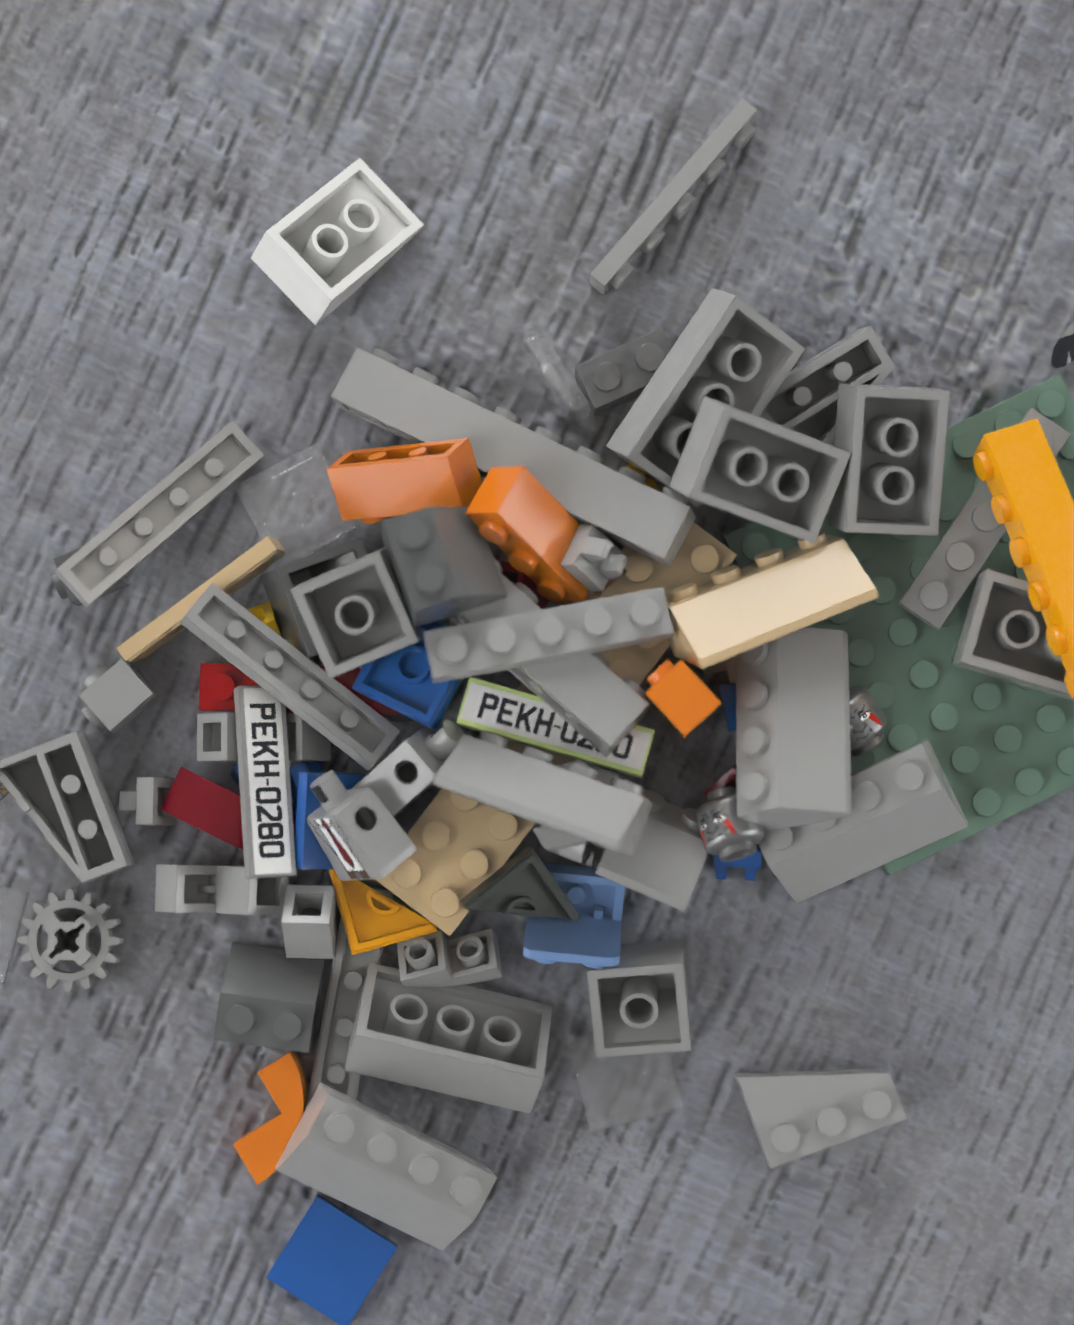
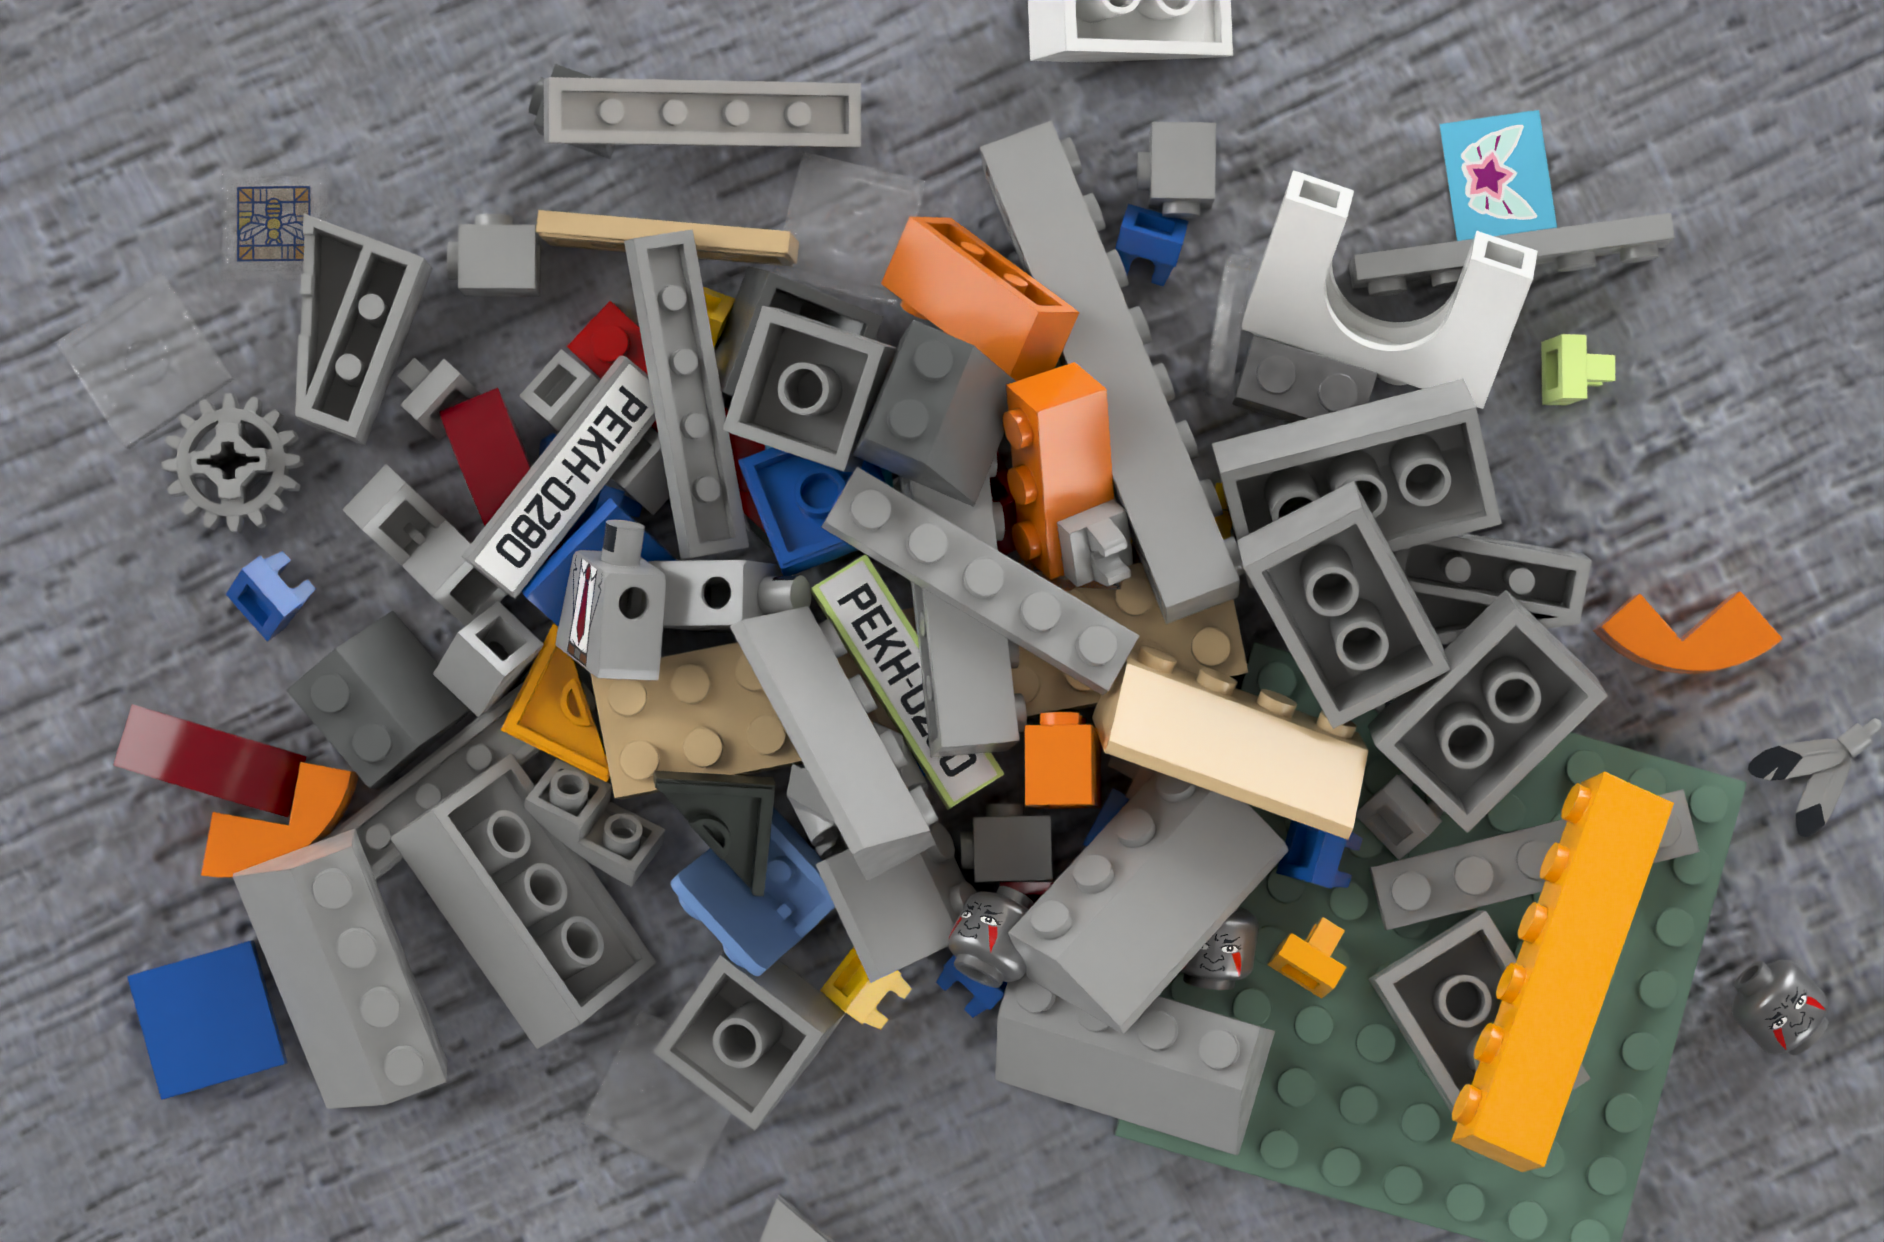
camera: 40 degrees right, 0 degrees up
(155, 998) = (266, 597): none -> blue tile
(204, 1117) = (209, 760): none -> dark red brick
(450, 311) = (1179, 168): none -> light grey brick
(469, 363) = (1152, 237): none -> blue tile
(628, 162) = (1498, 175): none -> medium azure sticker
(678, 925) = (859, 997): none -> yellow tile
(689, 270) = (1303, 307): none -> white arch
(689, 768) = (1008, 845): none -> light grey brick
(763, 233) = (1570, 369): none -> yellowish green tile
(864, 623) = (1316, 855): none -> blue tile
(891, 559) = (1399, 816): none -> light grey tile
(912, 682) = (1309, 960): none -> light orange tile
(976, 309) = (1722, 639): none -> orange brick

